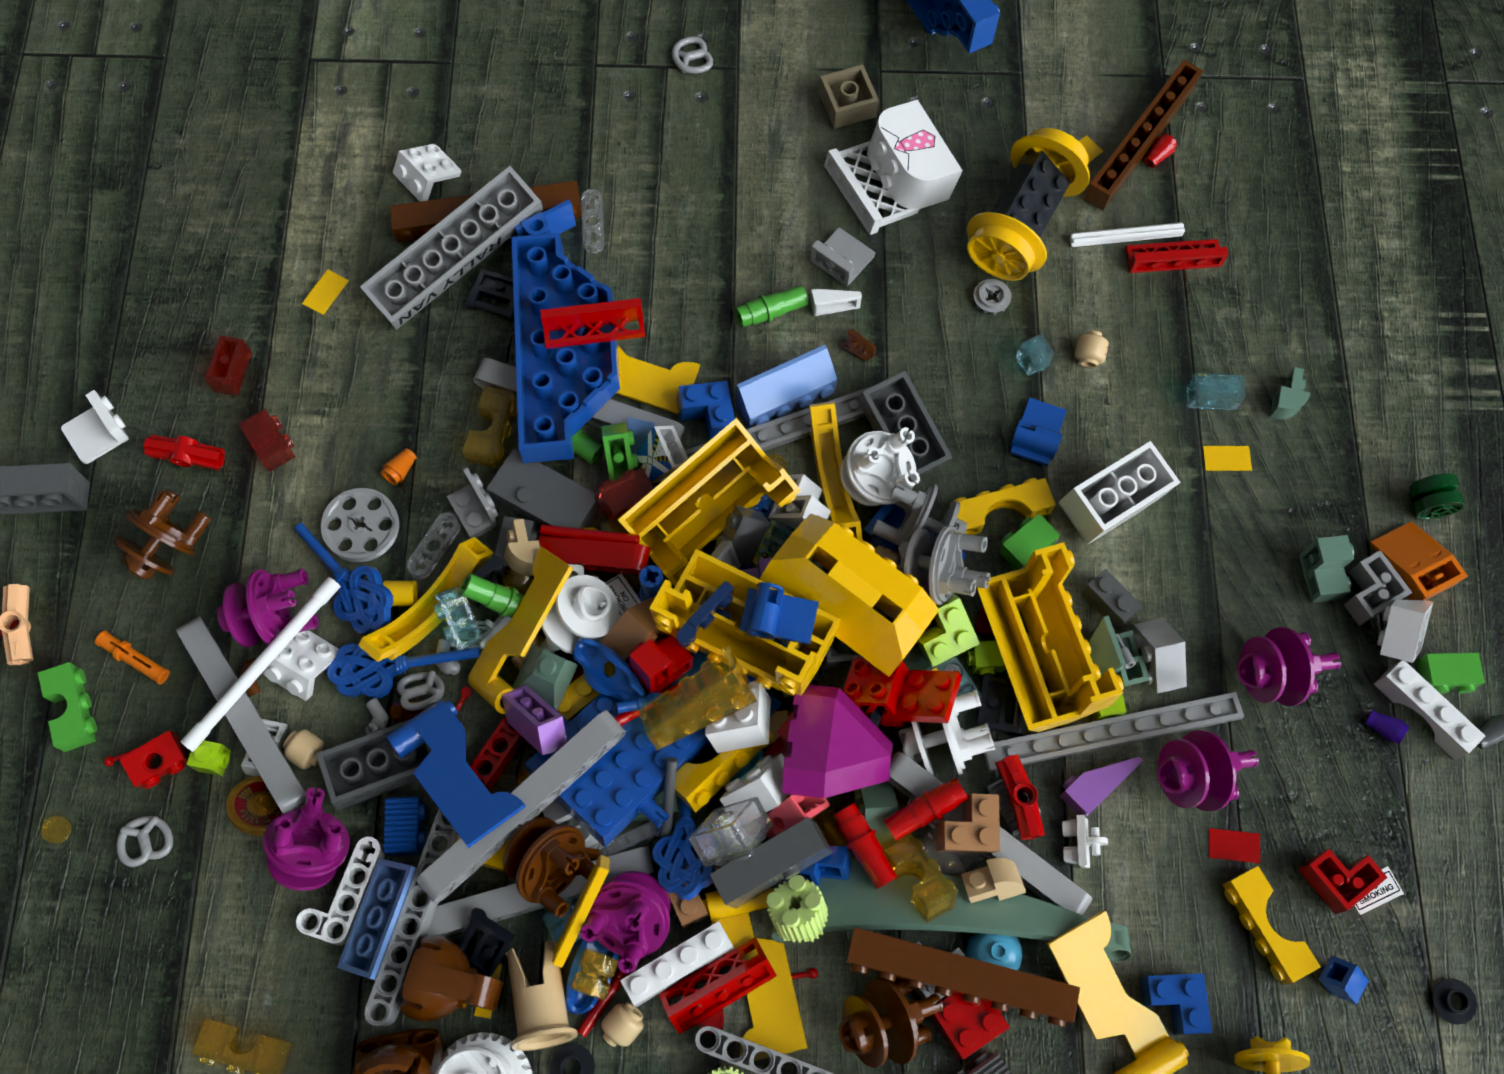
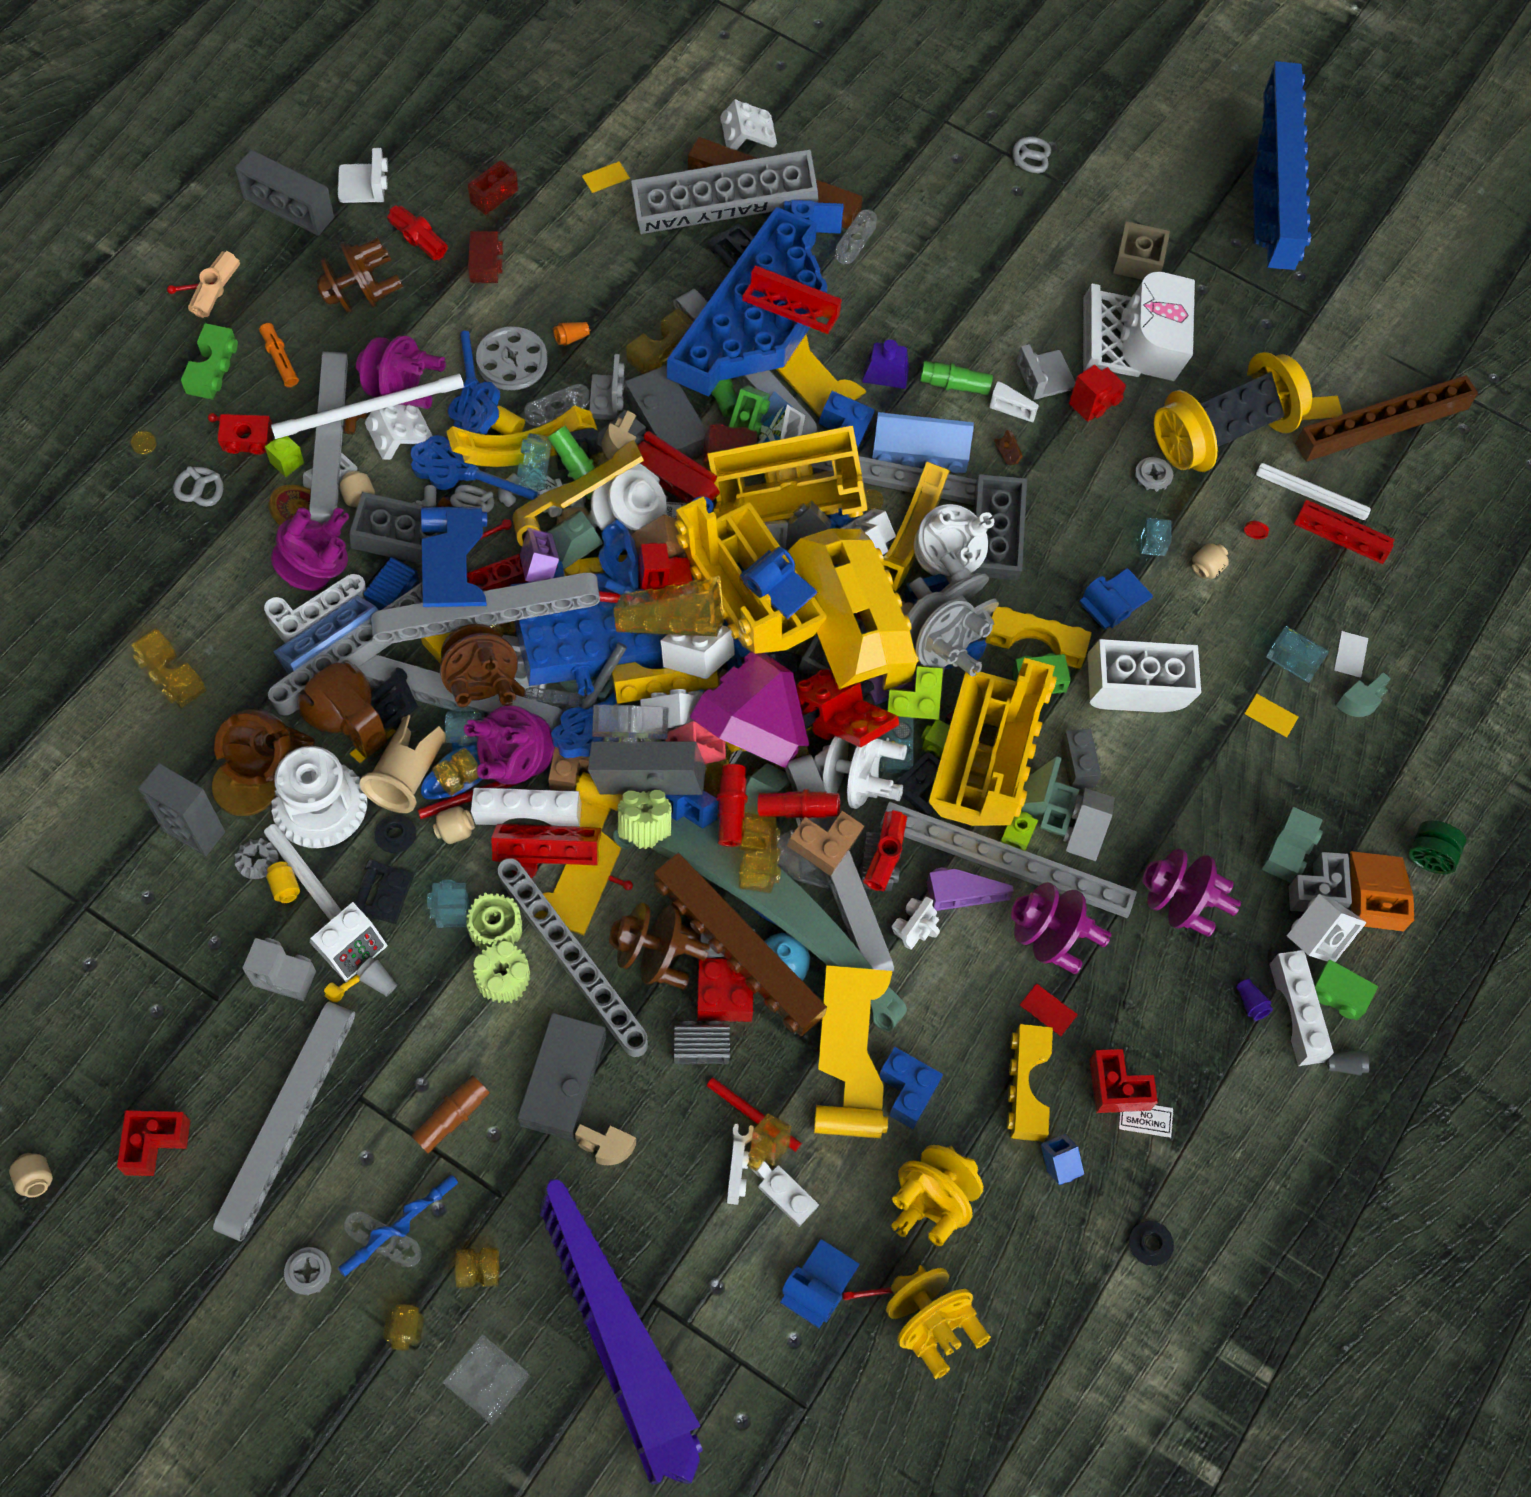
camera: 30 degrees right, 5 degrees down
(581, 910) = (477, 711): yellow tile -> none
(704, 331) = (887, 365): none -> dark purple torso
(704, 615) = (720, 548): dark blue hinge -> none
(899, 250) = (1096, 392): none -> red brick
(998, 878) = (823, 894): tan brick -> none
(1108, 298) = (1256, 530): none -> red piece
(1130, 662) = (1056, 798): light grey pin -> none
(1161, 149) = (1394, 441): red cone -> none
(1251, 363) = (1351, 654): none -> white sticker

